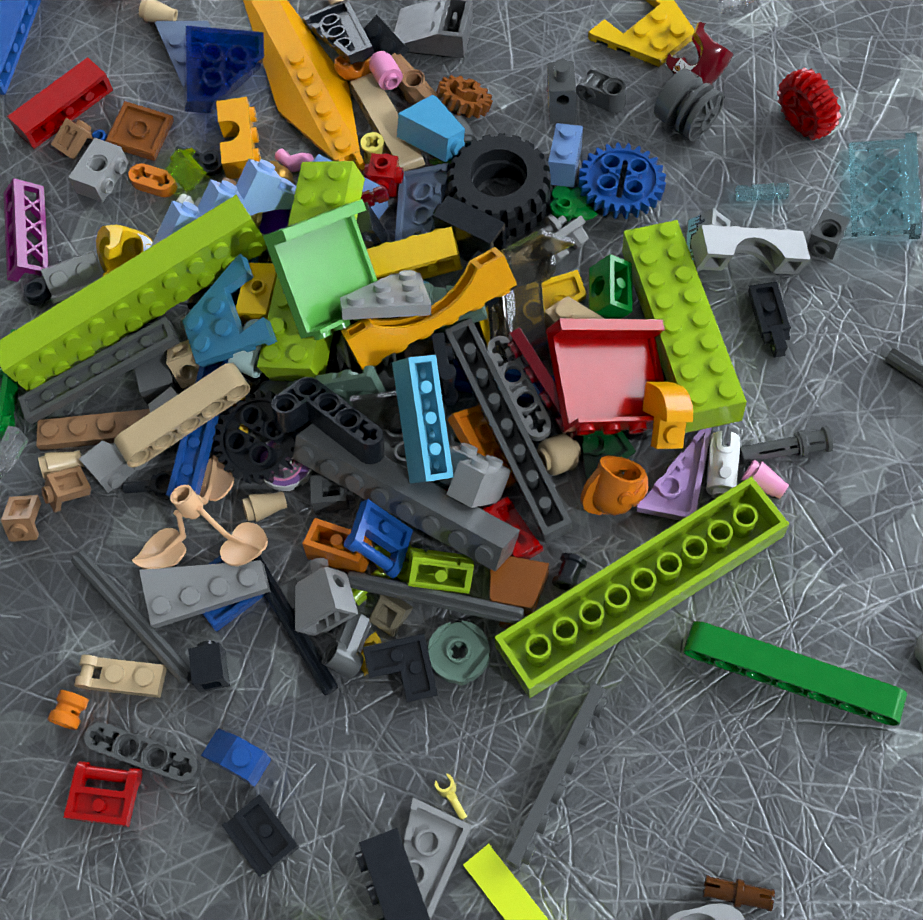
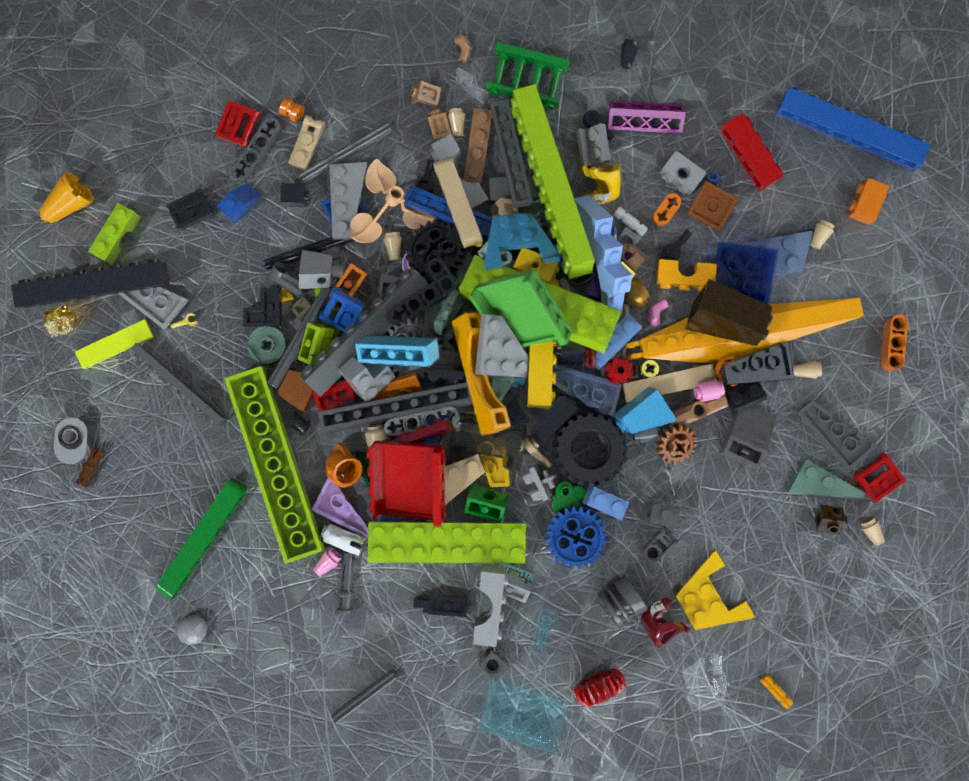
camera: 95 degrees right, 20 degrees up
(72, 137) = (717, 158): medium nougat bracket -> none
(185, 169) = (665, 233): clear neon green bracket -> none
(281, 71) = (729, 315): none -> dark brown slope
(671, 410) = (375, 512): light orange brick -> none

